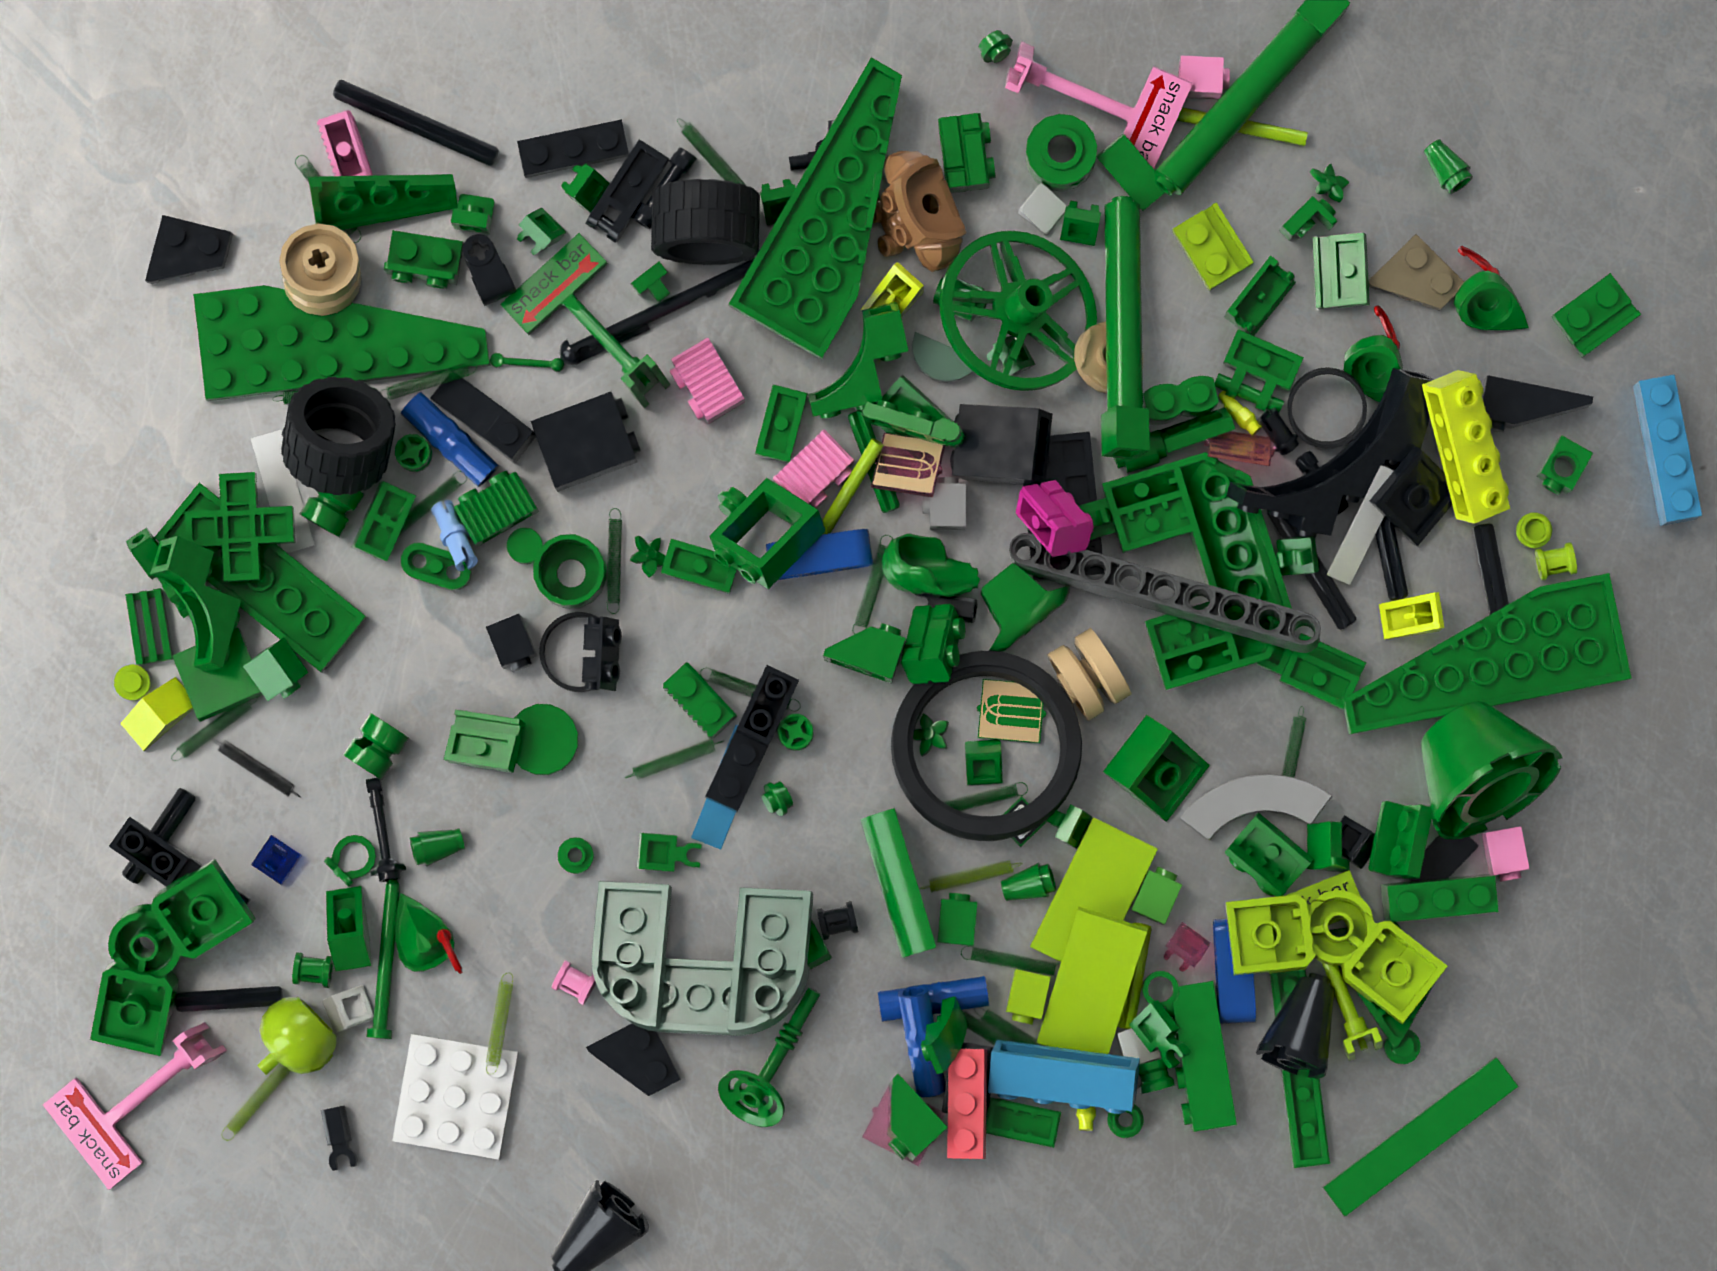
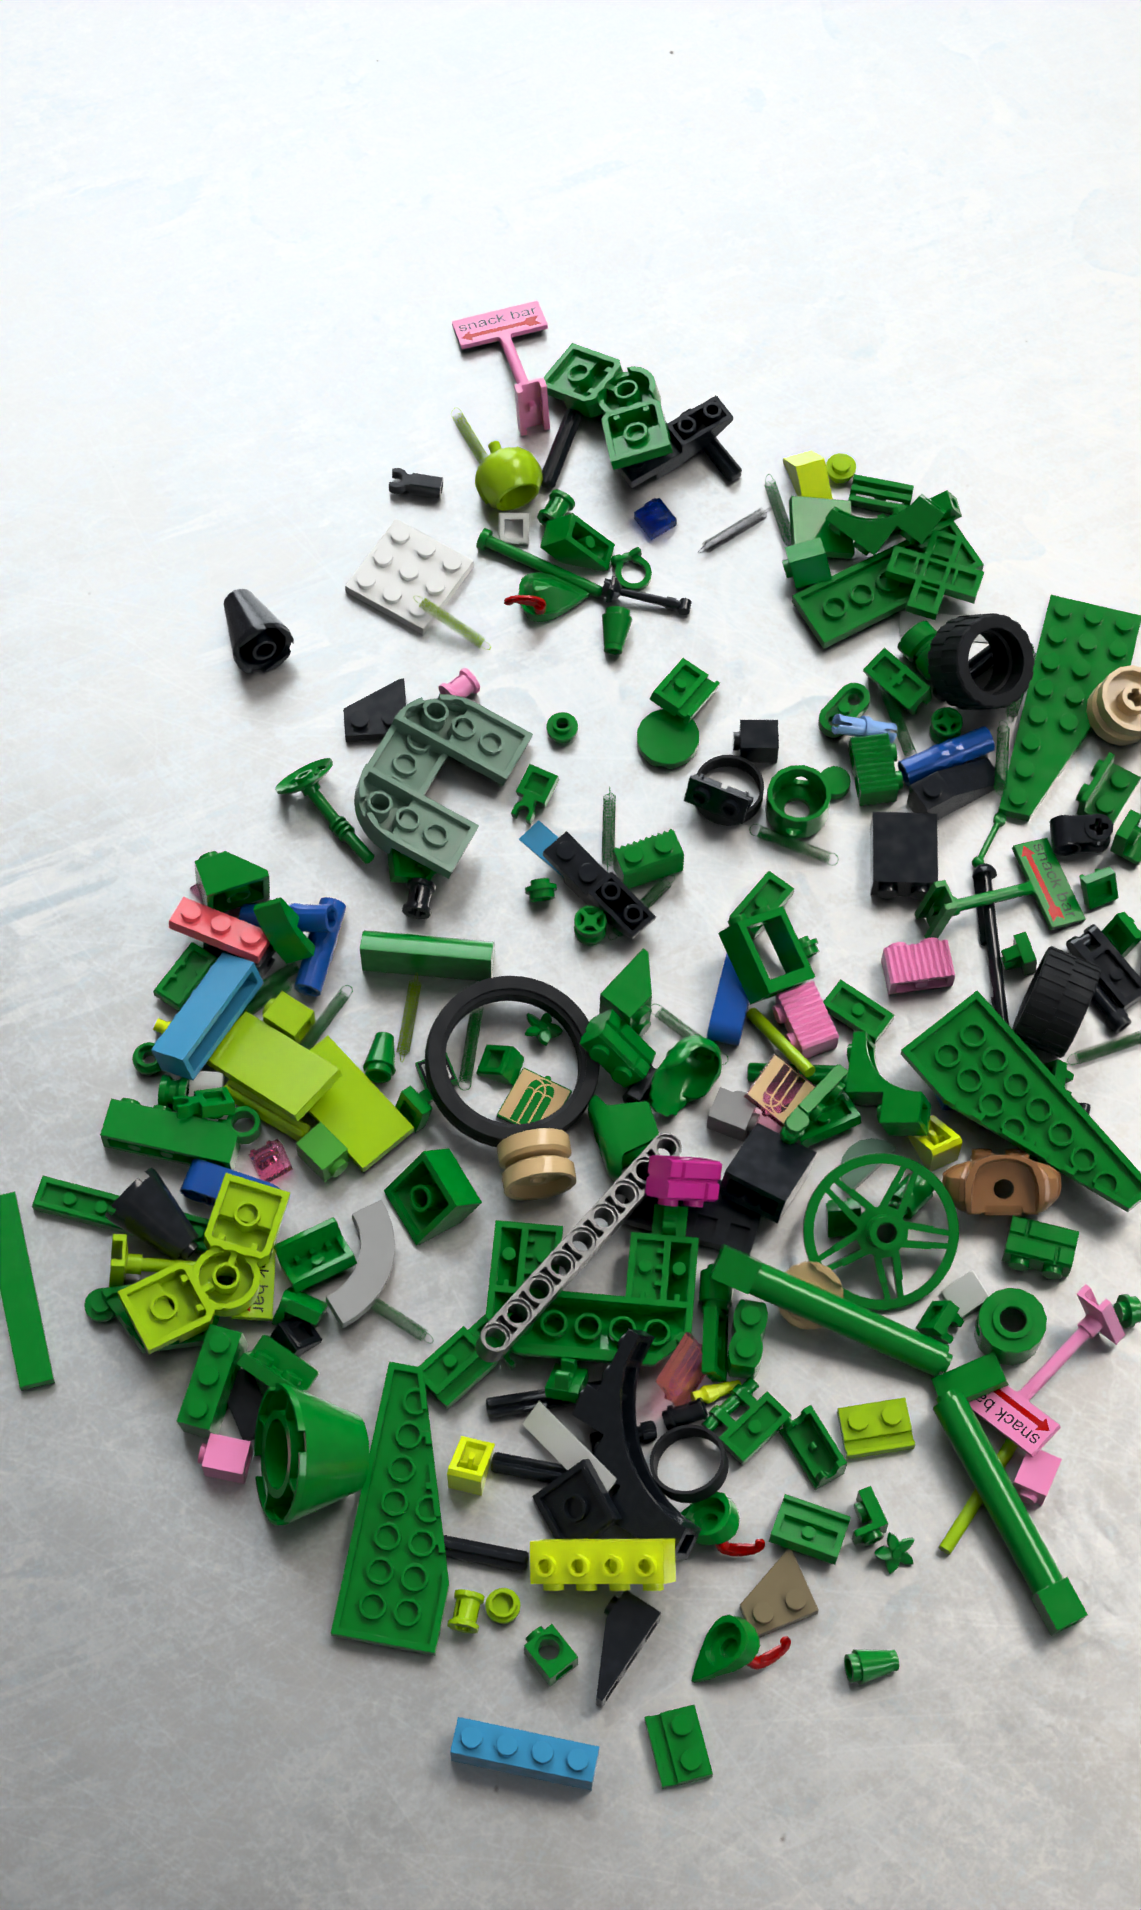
camera: 105 degrees right, 20 degrees down
(376, 746) = (715, 613): green wheel -> none
(648, 555) = (788, 869): green plant -> none
(957, 920) = (375, 988): green brick -> none

